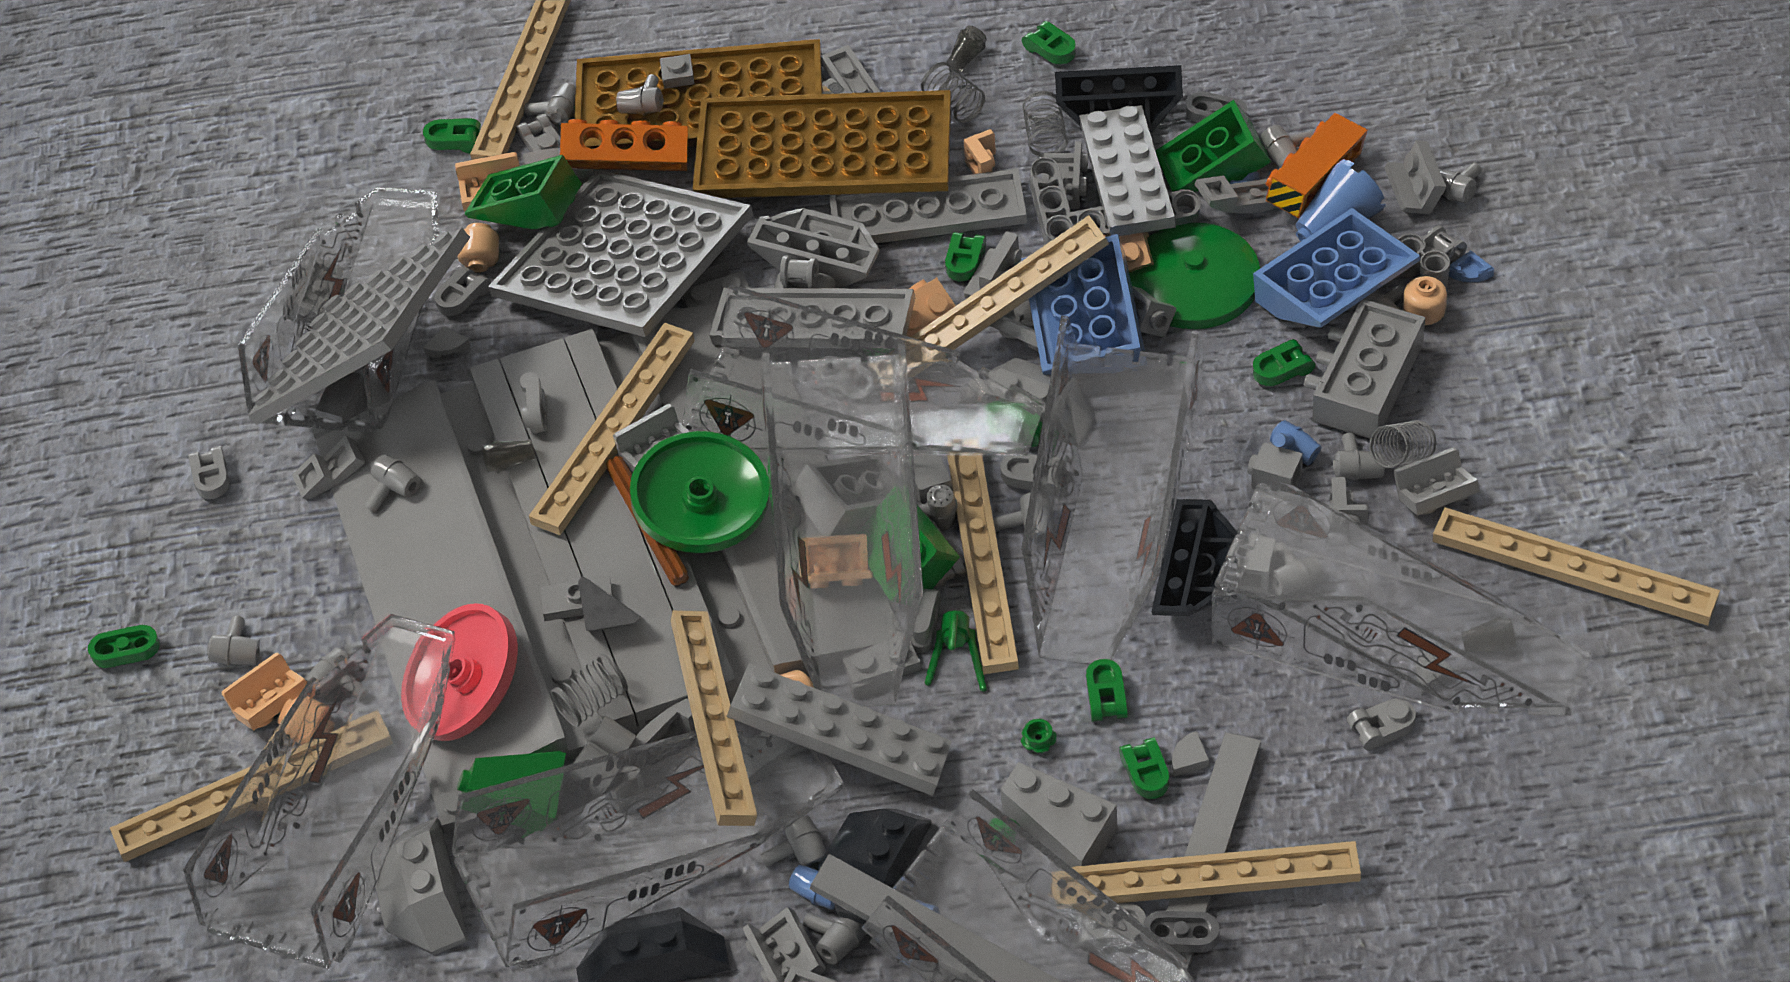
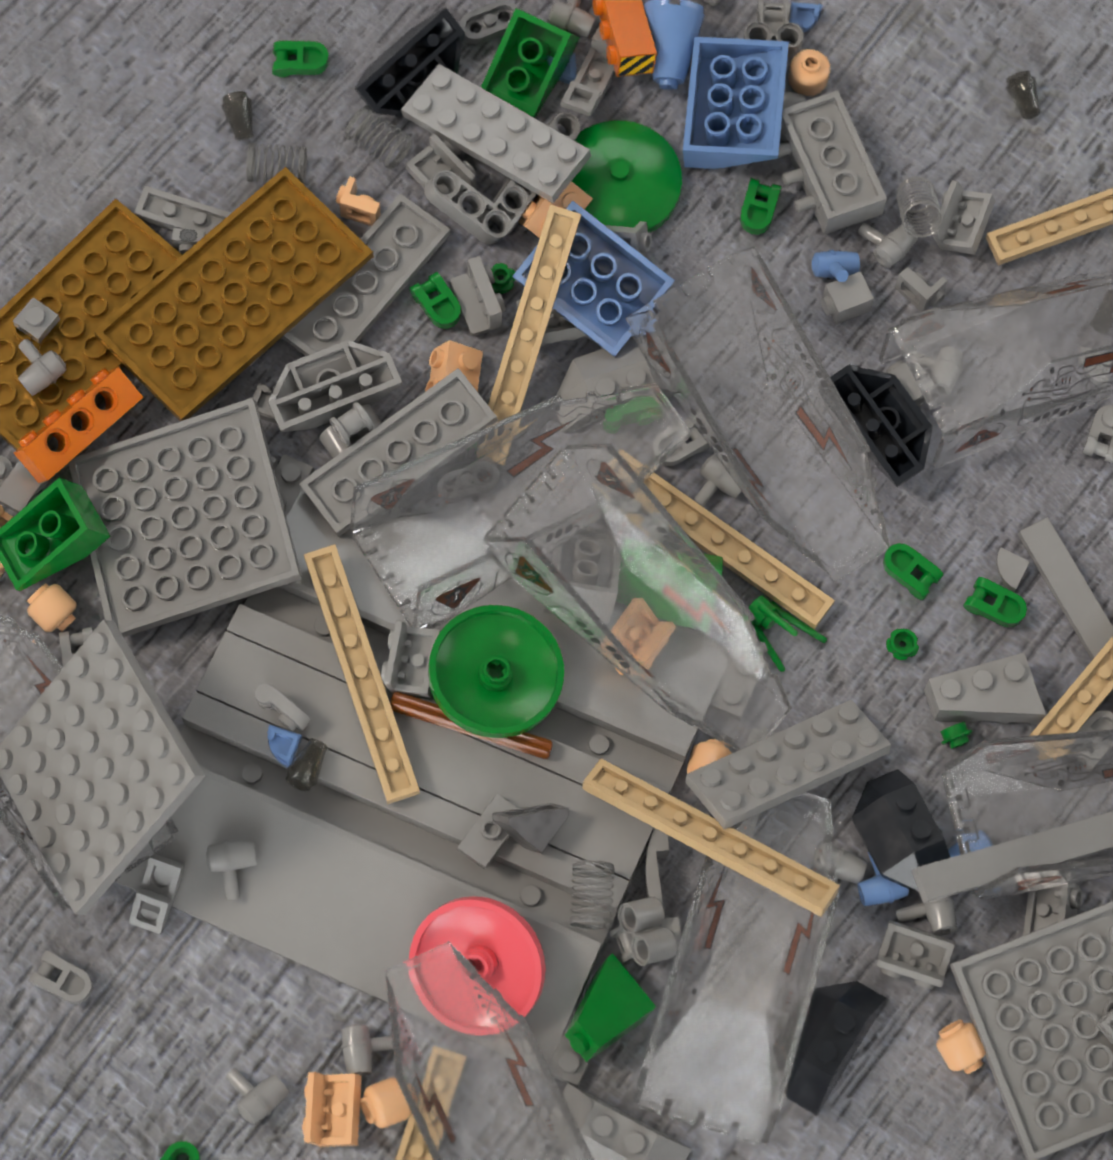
camera: 55 degrees left, 20 degrees up
(511, 429) = (283, 744): none -> medium blue tile
(1594, 437) = (1024, 94): none -> clear smoke cone

